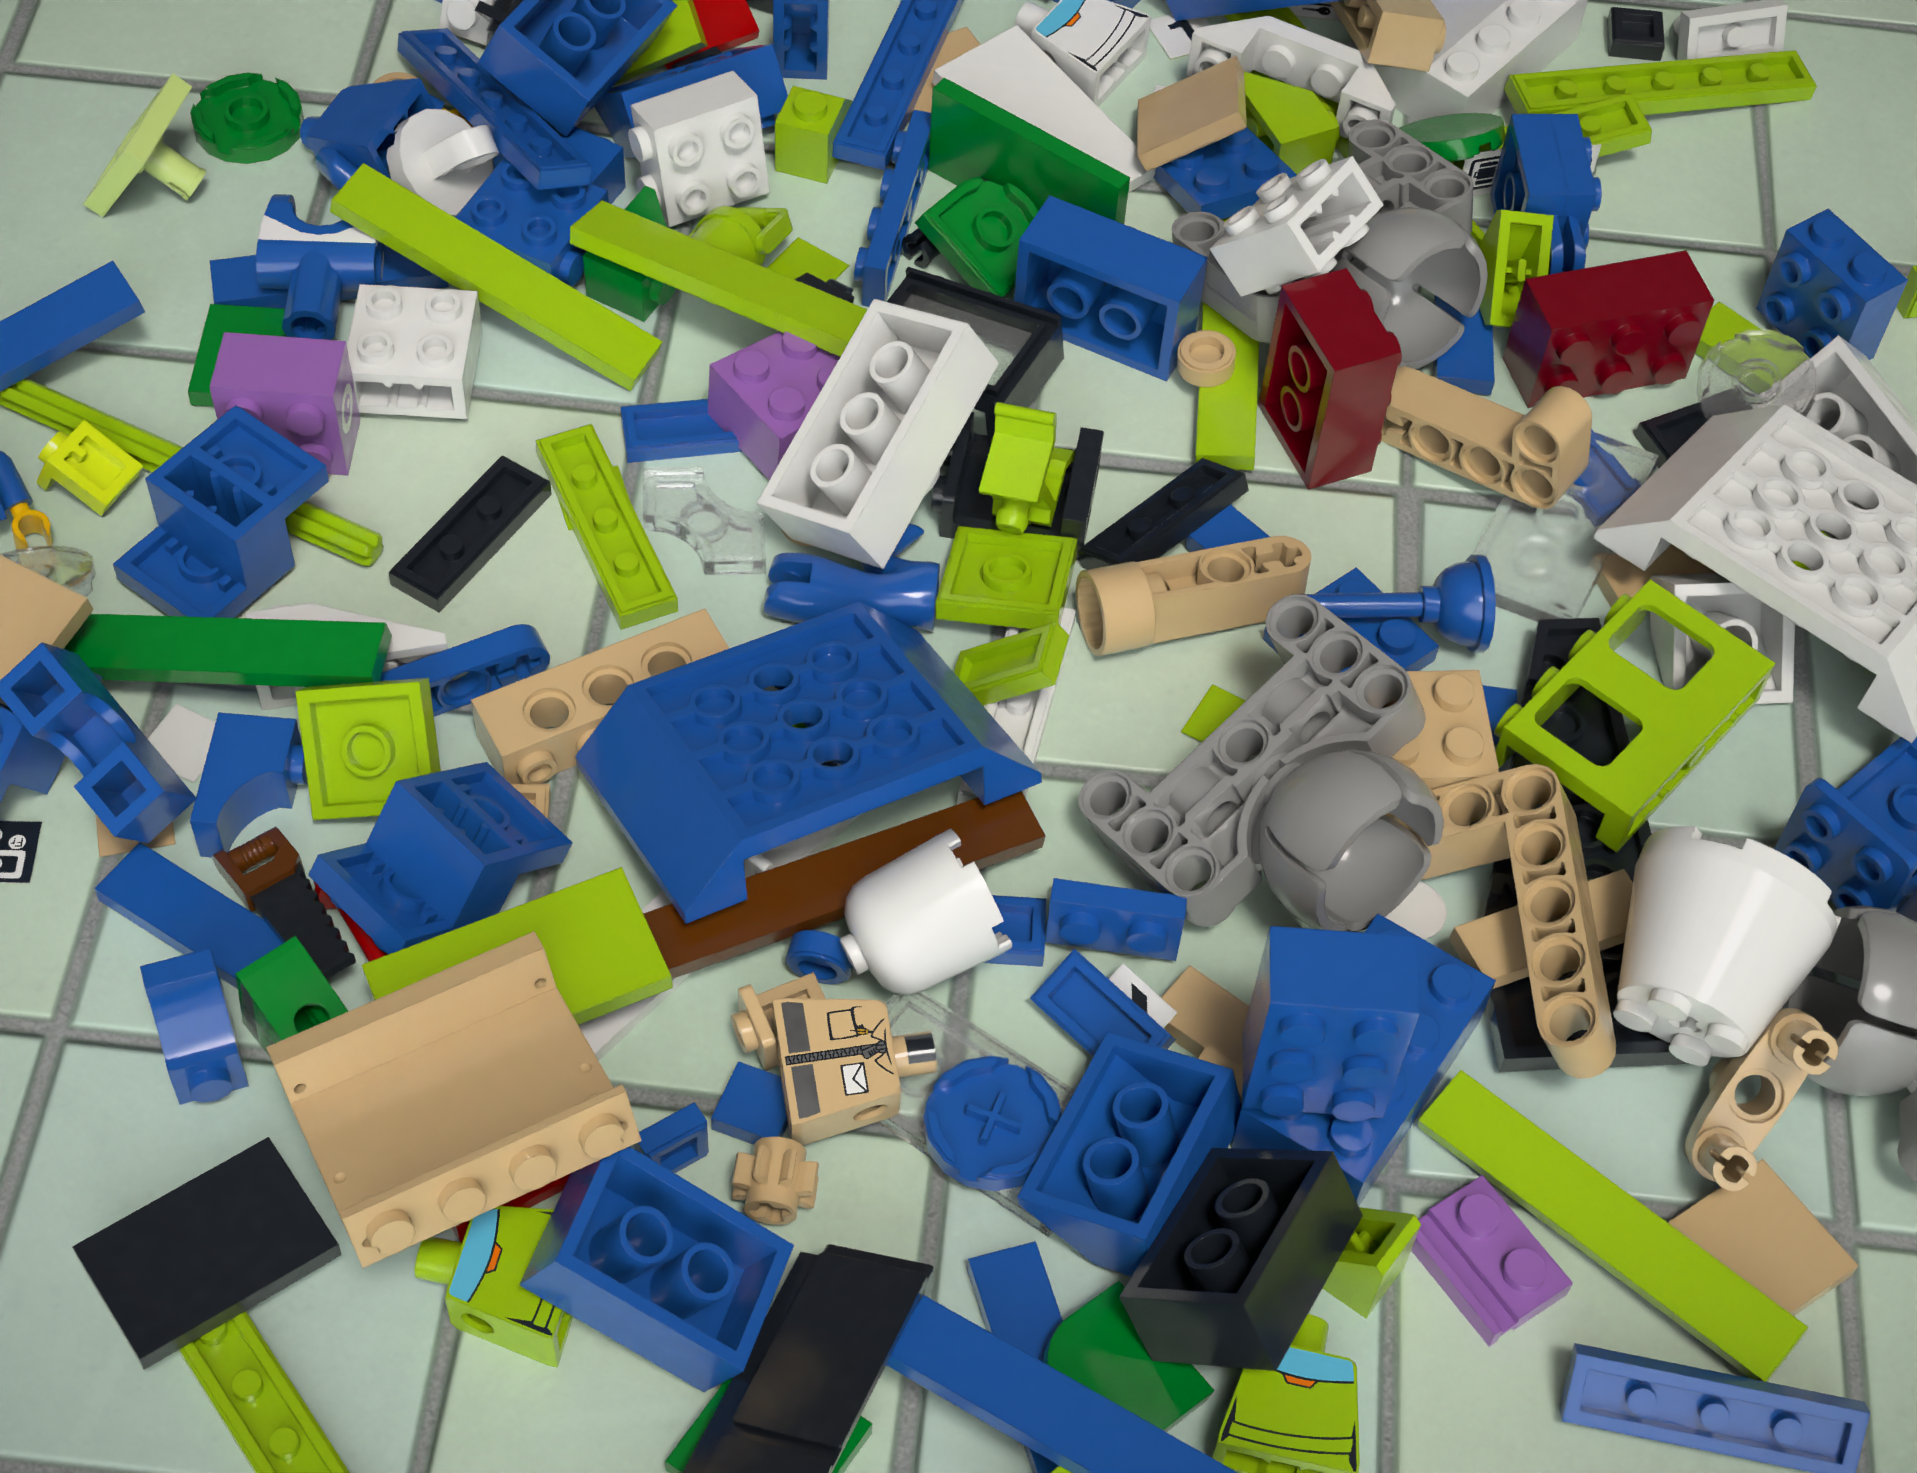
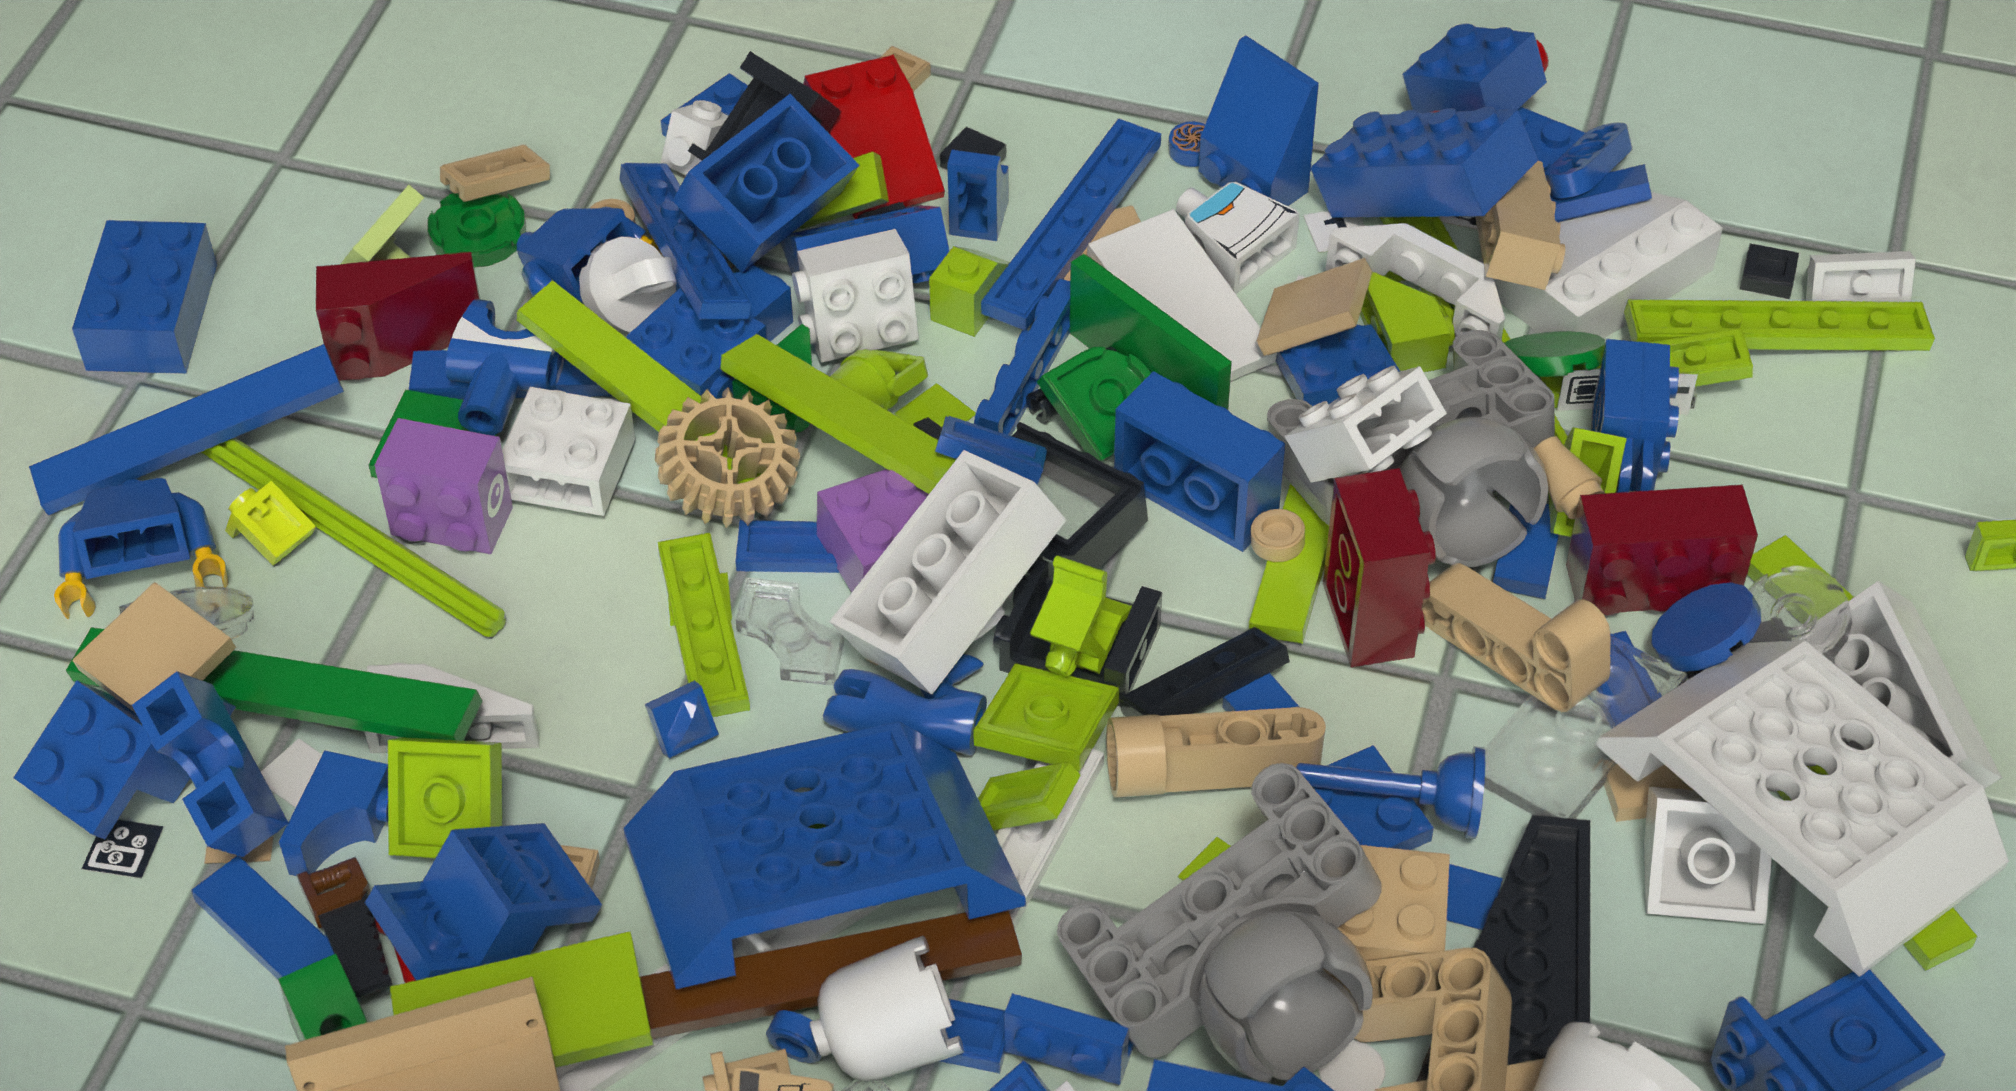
camera: 15 degrees right, 5 degrees down
(181, 212) = (388, 308): none -> dark red slope
(195, 1027) = (243, 1021): blue arch -> none
(221, 519) = (366, 581): blue bracket -> none
(256, 55) = (494, 172): none -> tan tile
(470, 533) = (583, 618): black tile -> none
(490, 663) = (574, 734): blue beam -> none
(574, 697) = (634, 772): tan brick -> none
(576, 359) = (699, 470): none -> tan gear
(608, 620) = (681, 719): none -> blue tile
(857, 289) = (998, 448): none -> blue tile
(1506, 263) = (1566, 476): none -> tan cone
(1671, 403) = (1705, 625): none -> blue tile
(1674, 725) = (1626, 931): lime window -> none
(1830, 286) = (1888, 534): blue brick -> none

